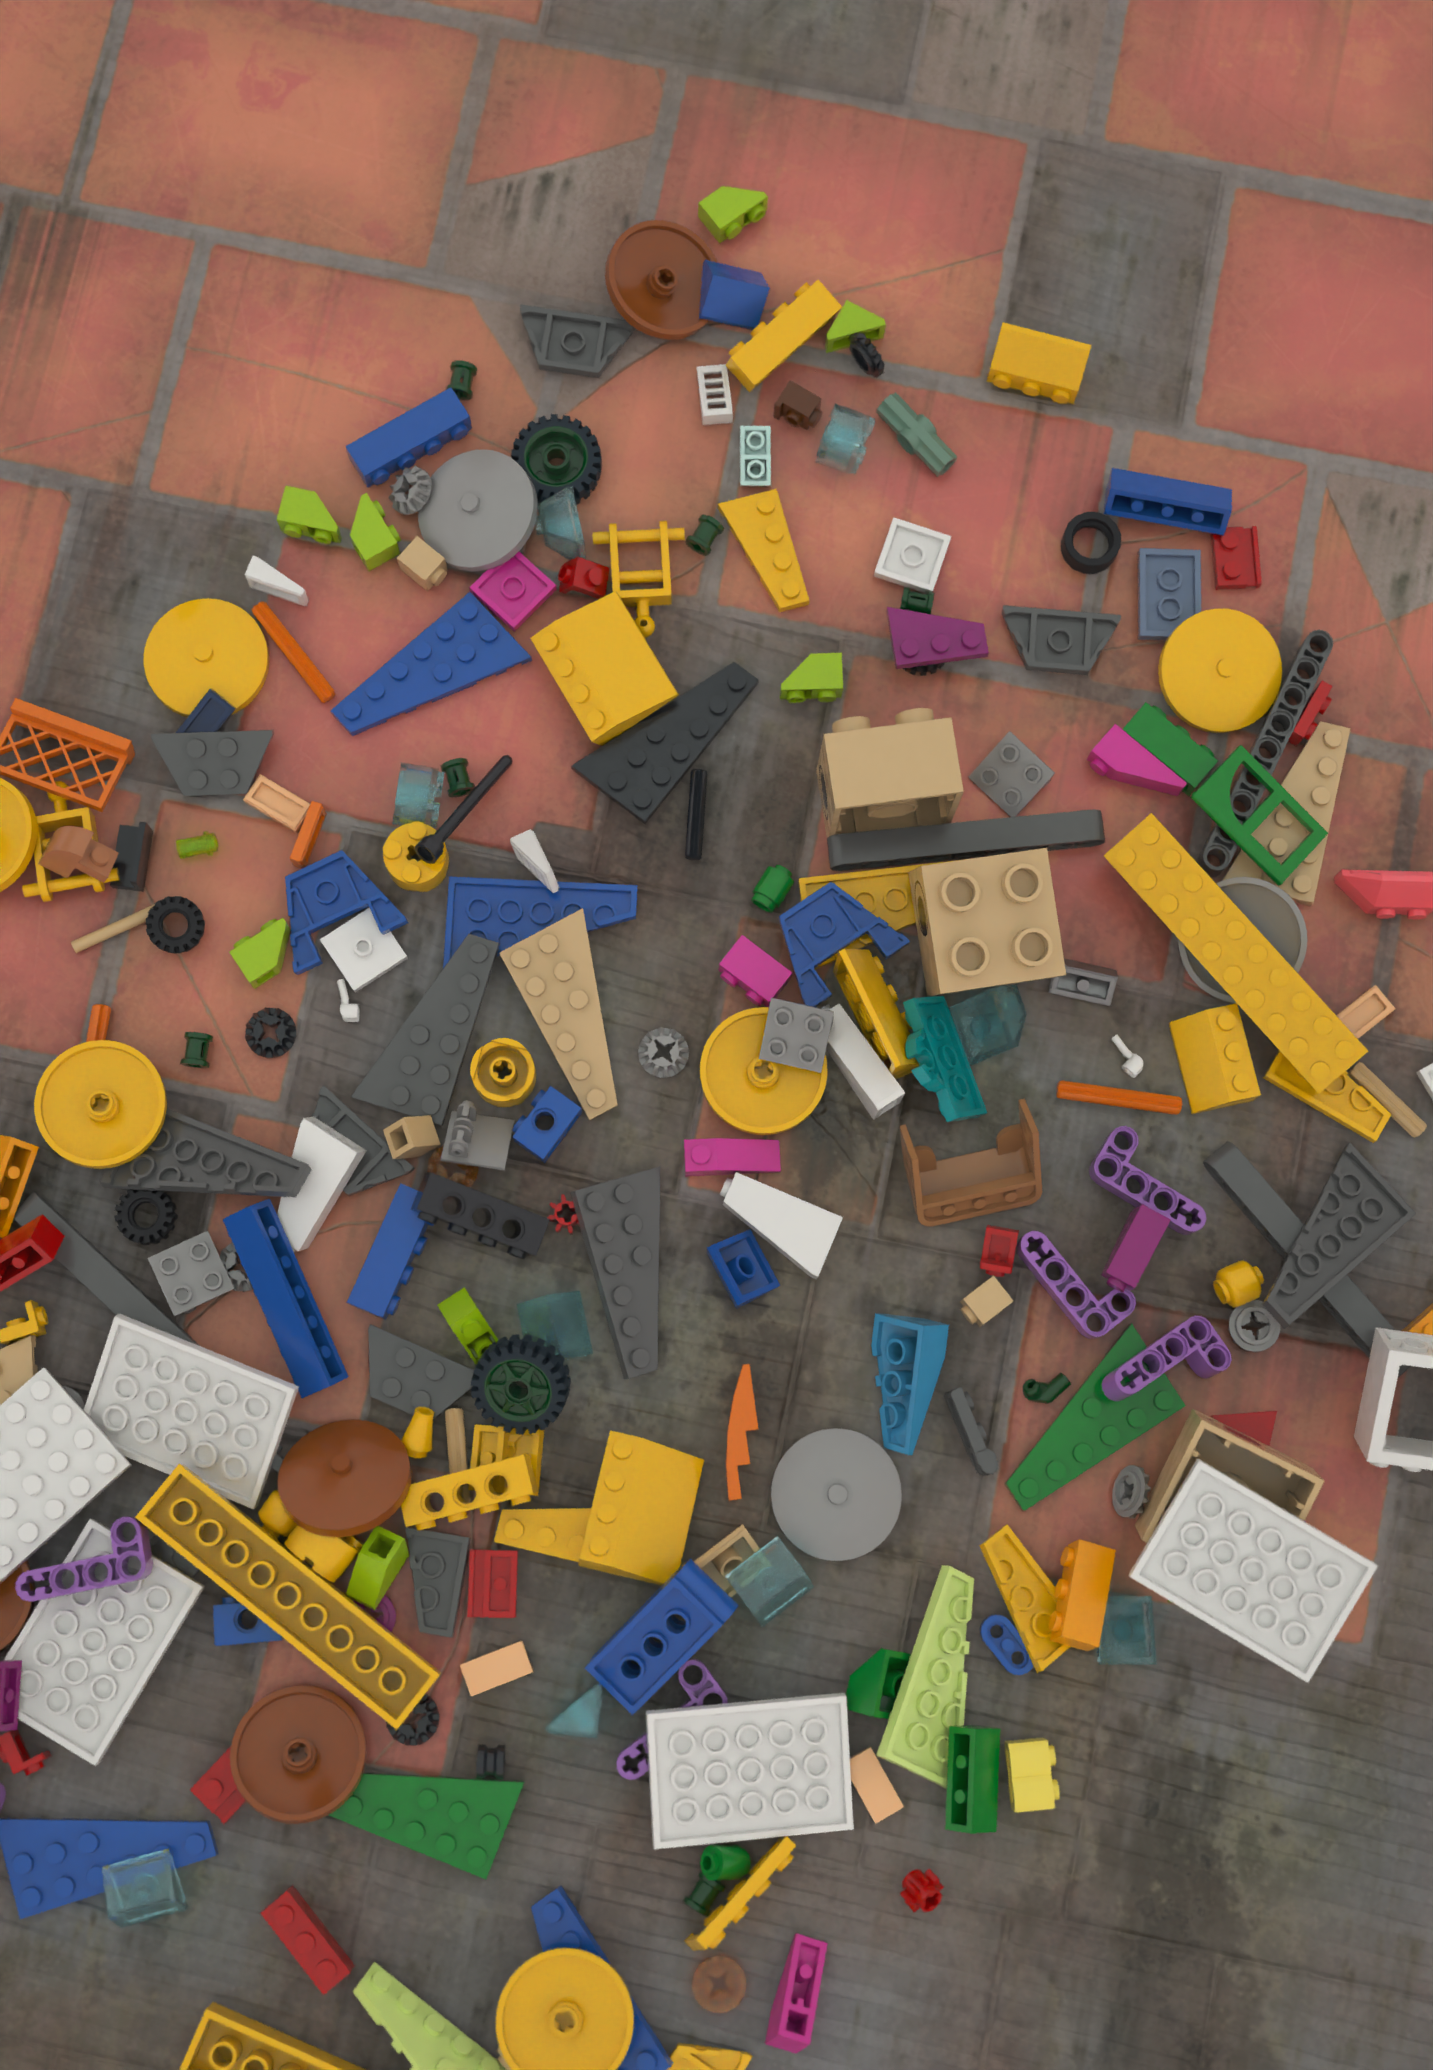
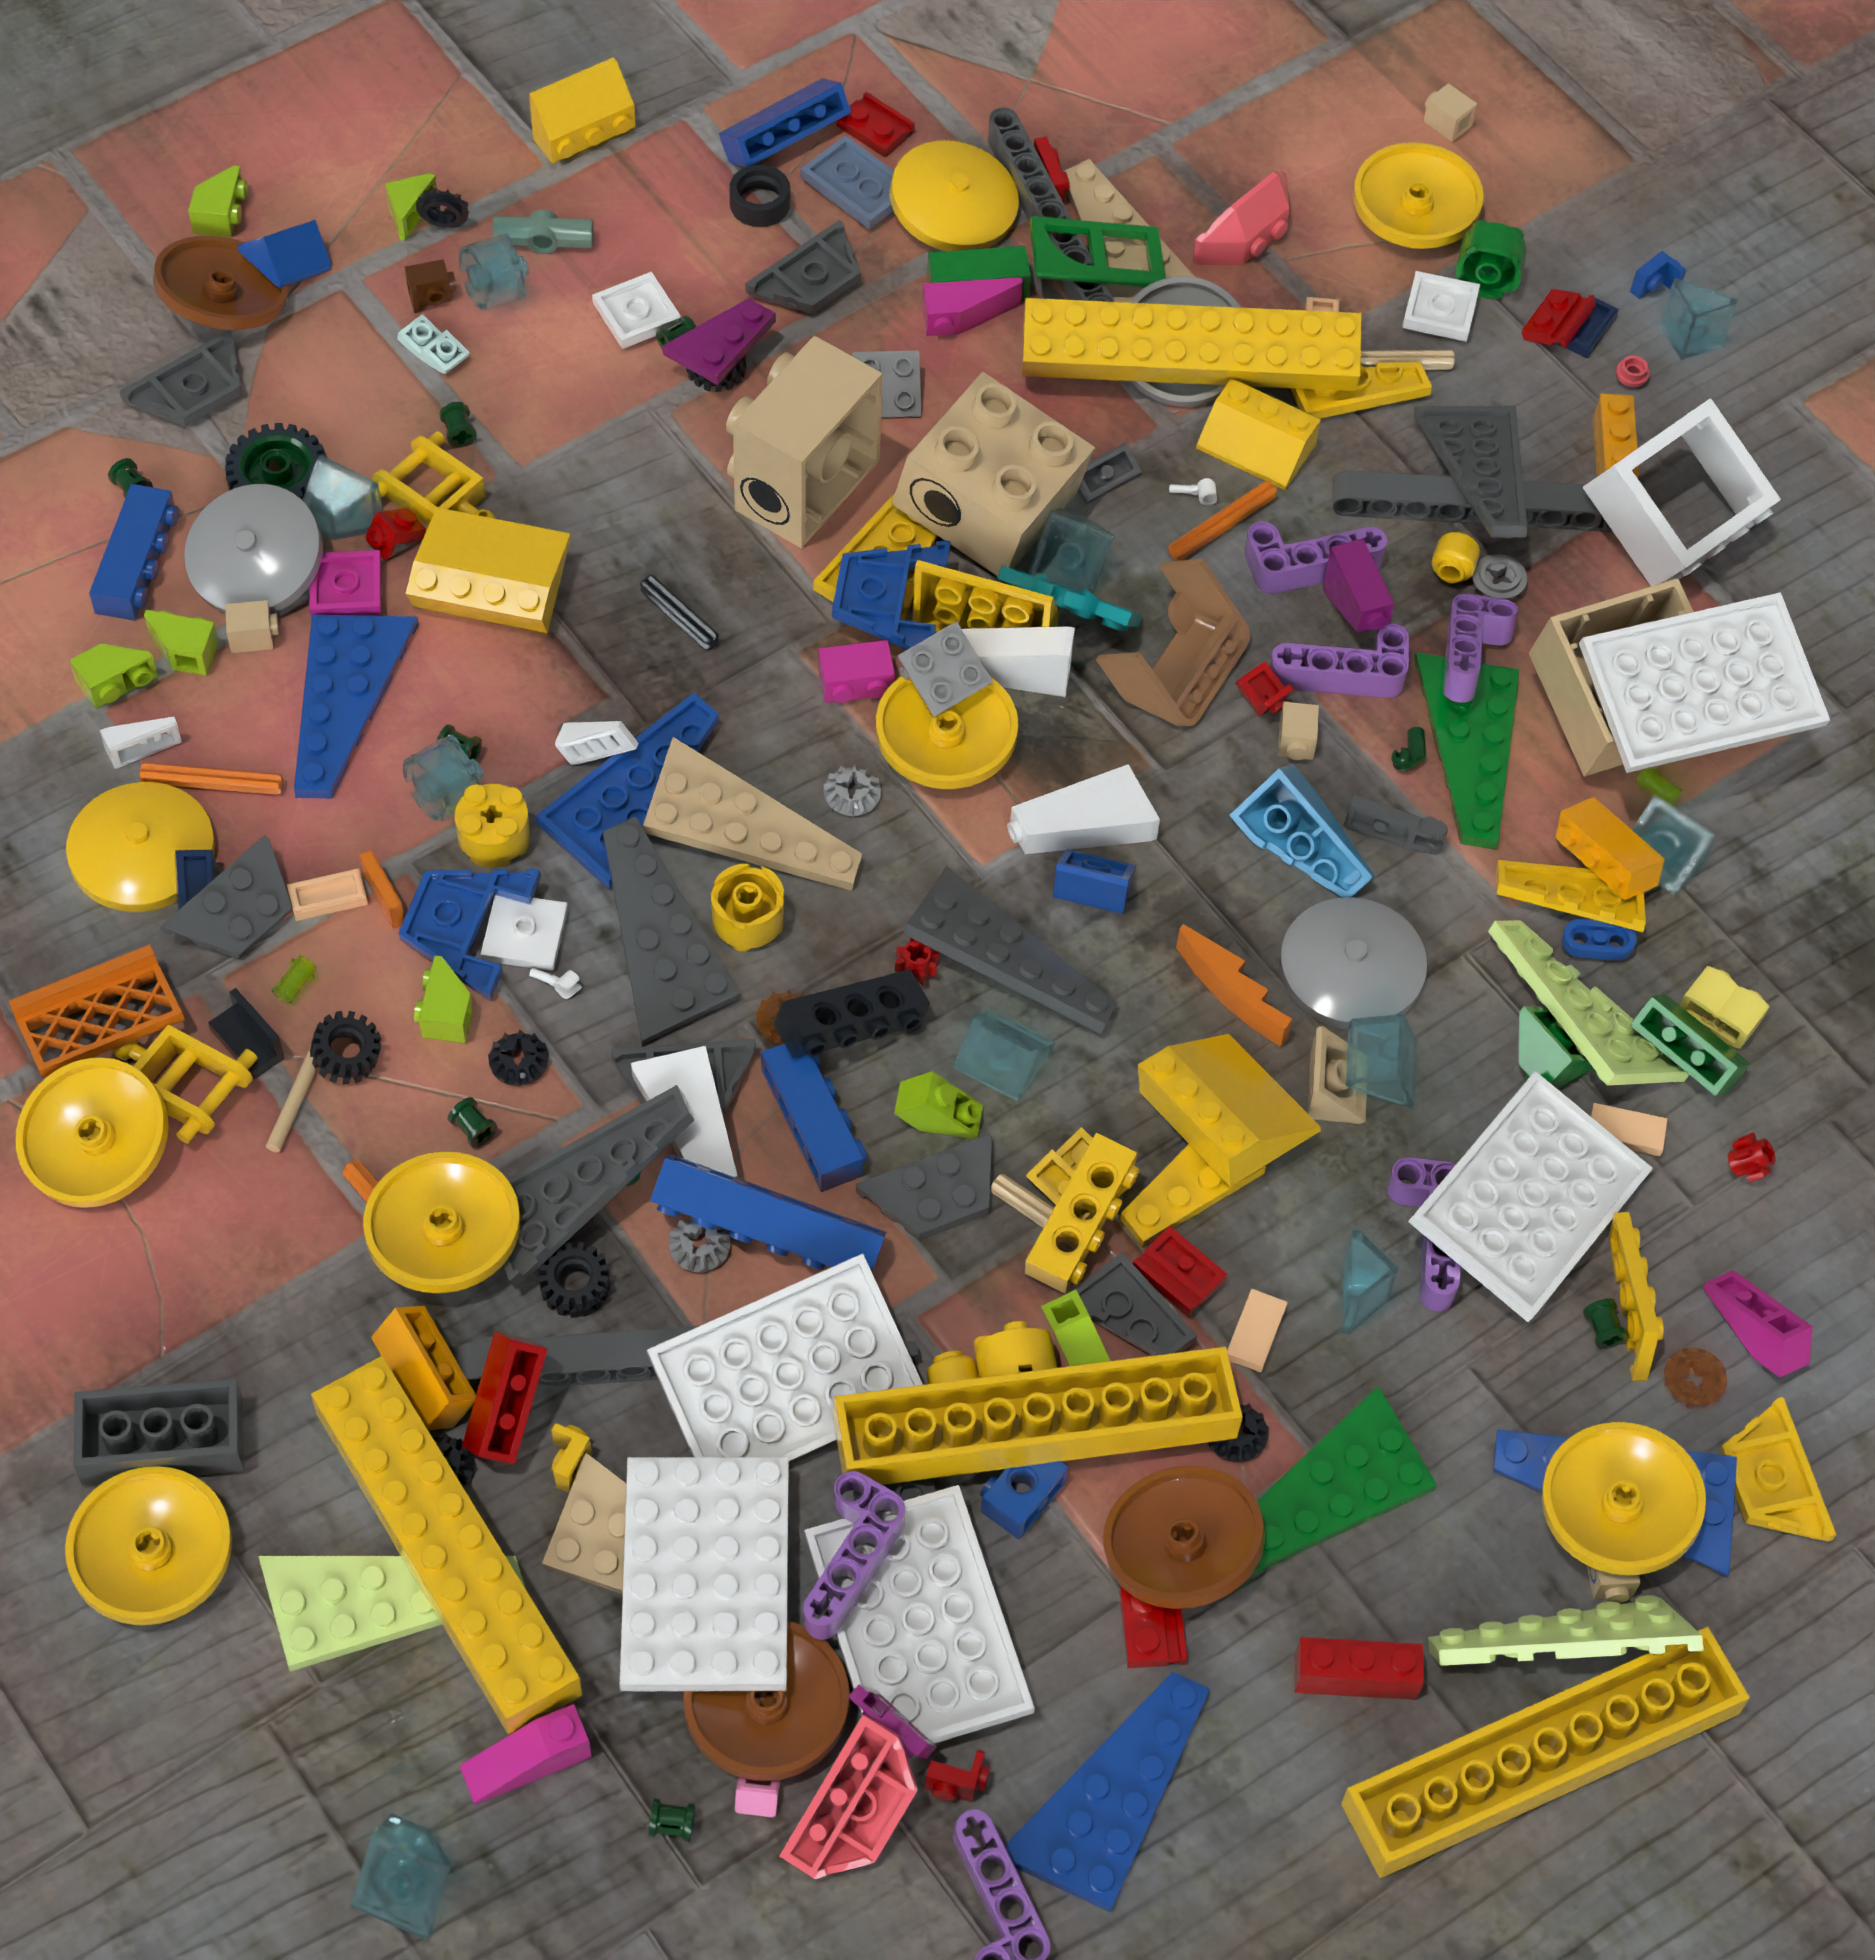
camera: 45 degrees left, 20 degrees down
(73, 848) = (195, 1053): nougat brick -> none
(142, 1889) = (1186, 1768): clear light blue slope -> none
(191, 1273) = (666, 1281): light grey hinge -> none
(344, 1478) = (975, 1294): dark orange dish -> none
(411, 1137) = (729, 1015): tan brick -> none
(417, 494) = (189, 576): light grey gear -> none
(419, 1433) = (992, 1219): yellow cone -> none
(432, 846) = (503, 788): black piece -> none
(477, 1138) = (781, 973): light grey hinge -> none
(490, 1761) = (1335, 1395): black wheel -> none
(524, 1362) = (1057, 1093): wheel -> none
(540, 1142) = (823, 896): blue brick -> none
(655, 754) = (597, 597): black wing -> none
(685, 1593) = (1369, 1106): blue hinge -> none
(714, 415) = (362, 347): white slope -> none
(724, 1862) = (1593, 1281): green brick -> none
(730, 1156) = (986, 813): dark pink slope -> none
(765, 537) = (517, 394): yellow wing -> none
(772, 888) = (800, 606): green brick -> none
(783, 335) = (361, 247): yellow brick -> none
(815, 678) = (664, 443): lime slope -> none
(965, 840) = (878, 479): dark grey beam -> none
(1127, 1500) = (1549, 765): light grey gear -> none

